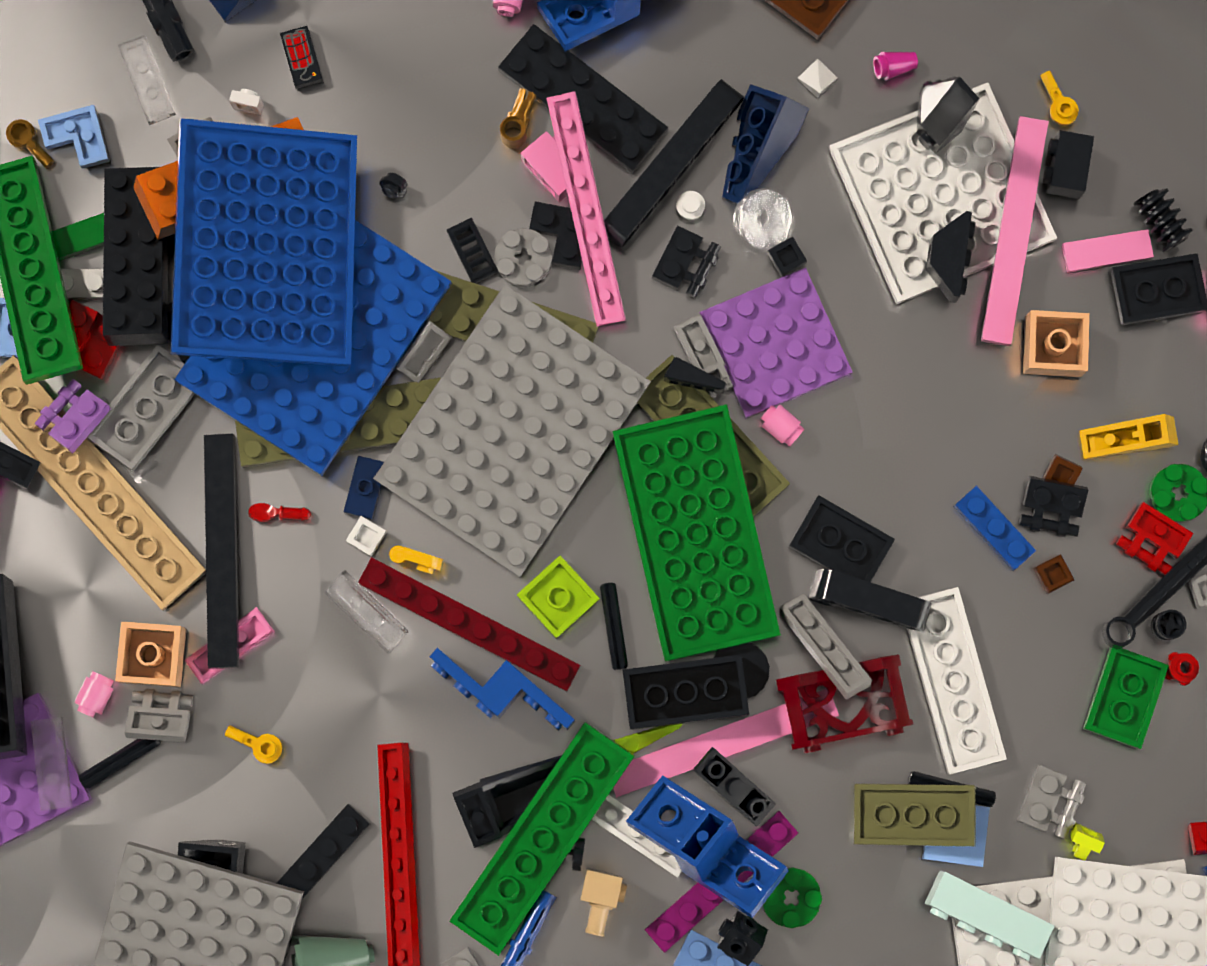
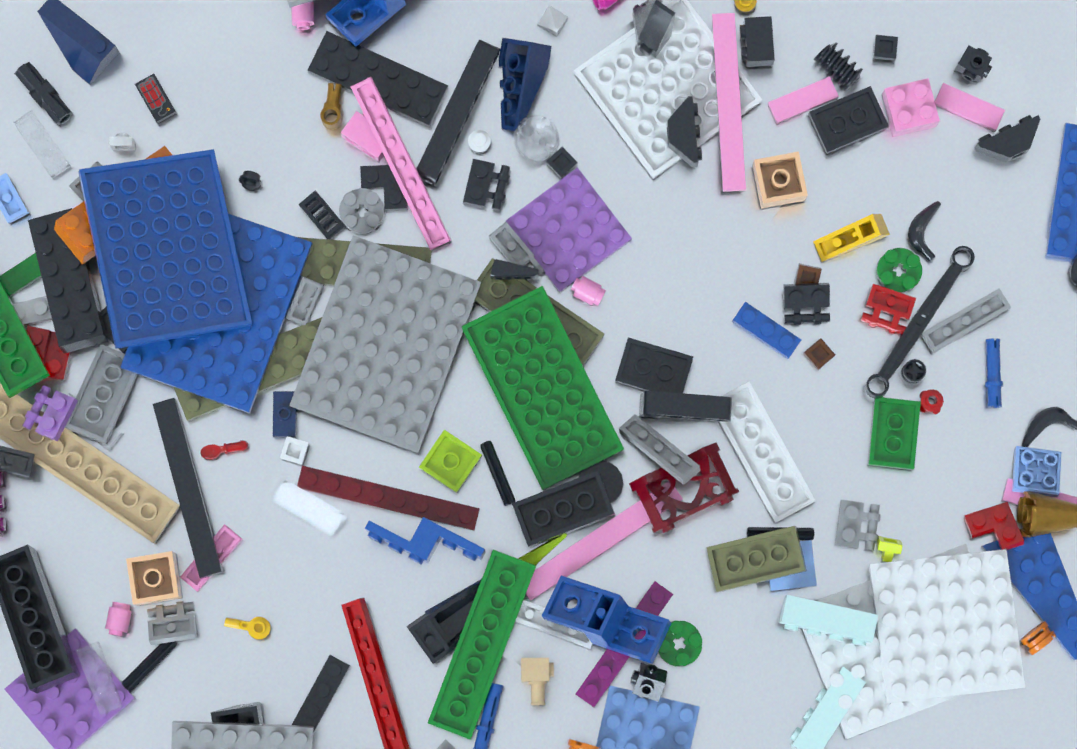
camera: 10 degrees left, 0 degrees up
(425, 562) = (343, 459): yellow plate -> none
(577, 854) = (511, 649): black piece -> none
(734, 786) = (616, 570): black slope -> none

